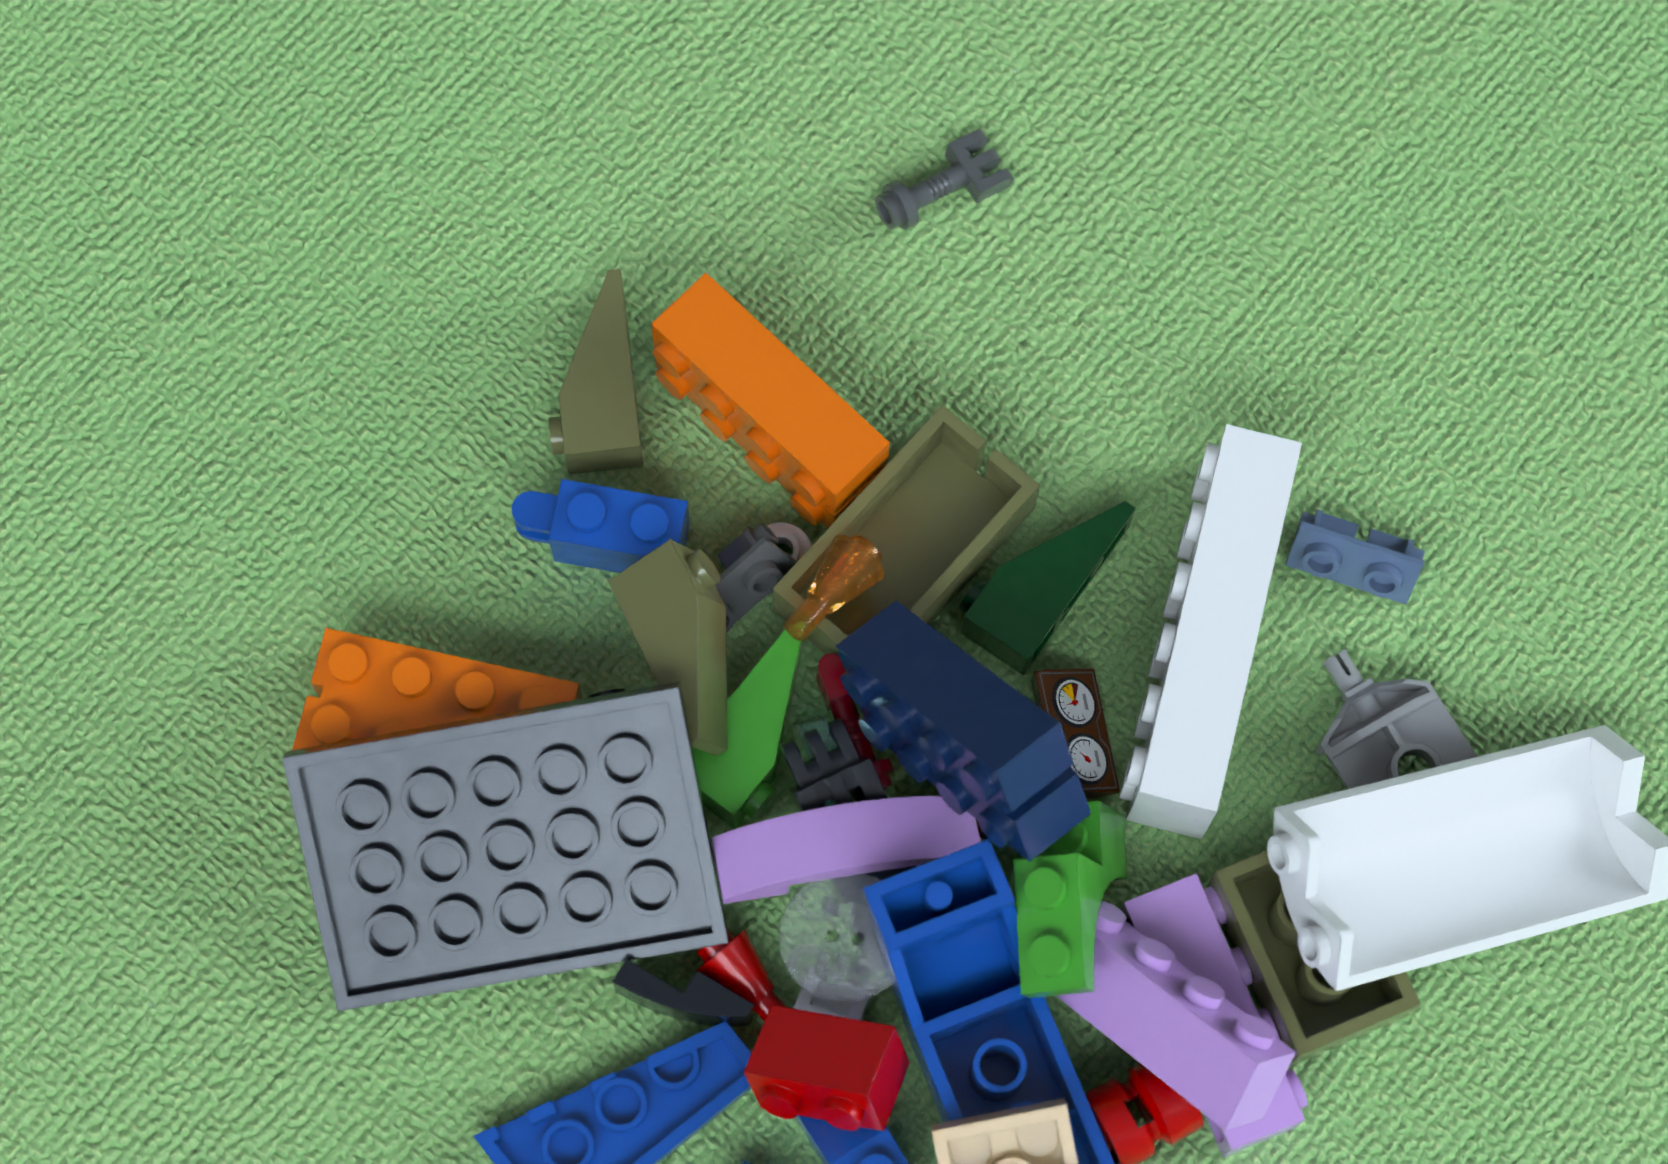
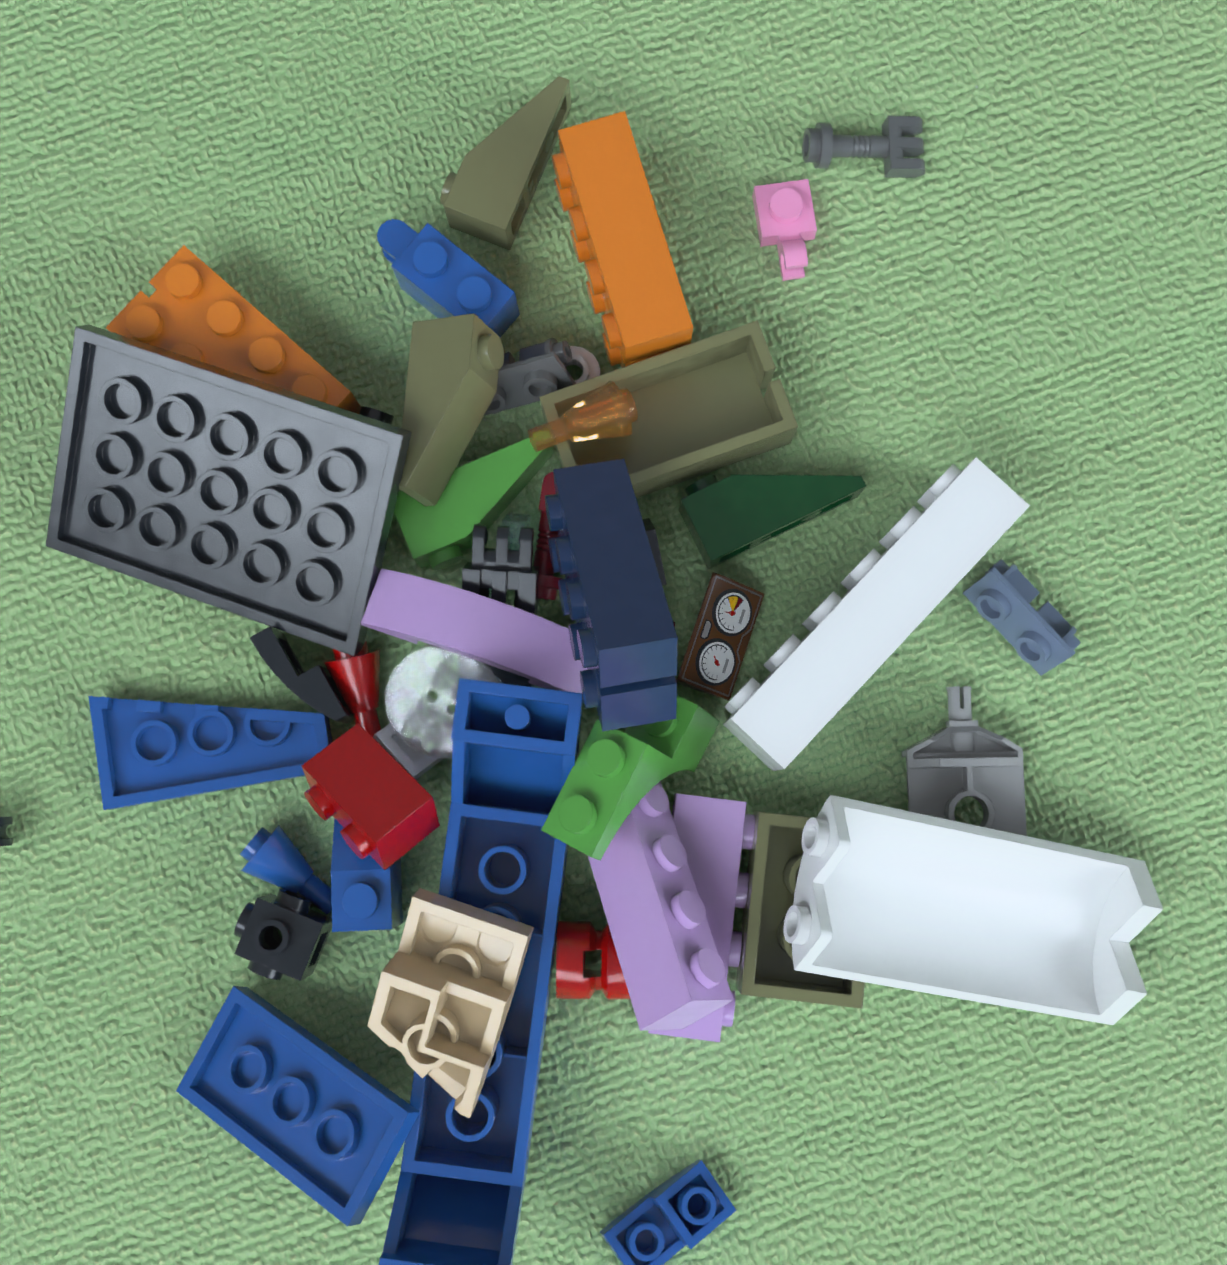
camera: 35 degrees right, 10 degrees up
(907, 293) = (786, 220): none -> bright pink plate

